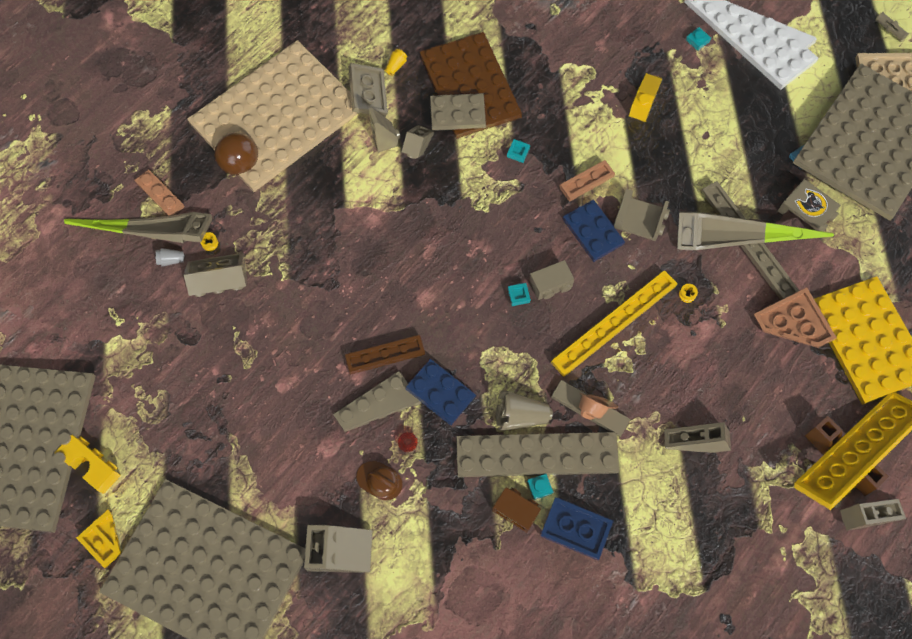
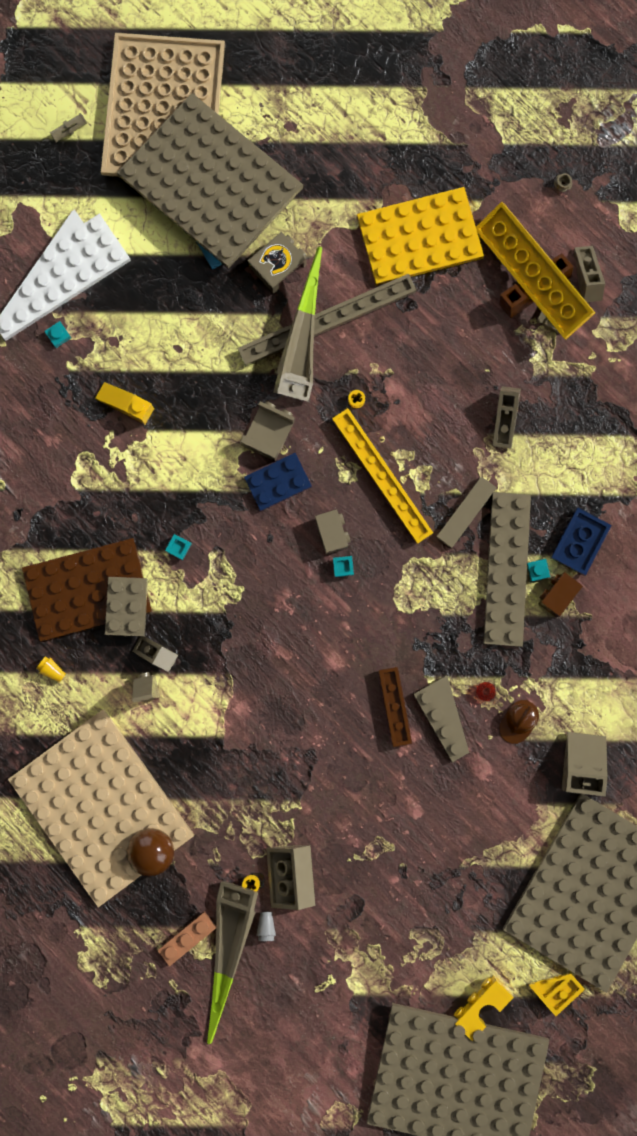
camera: 85 degrees left, 15 degrees up
(367, 89) = (86, 703): dark tan plate -> none
(440, 392) = (439, 654): dark blue plate -> none
(520, 411) = (468, 579): dark tan cone -> none
(587, 180) = (221, 480): nougat plate -> none
(594, 406) = (468, 506): nougat piece -> none
(797, 320) = (399, 301): nougat plate -> none

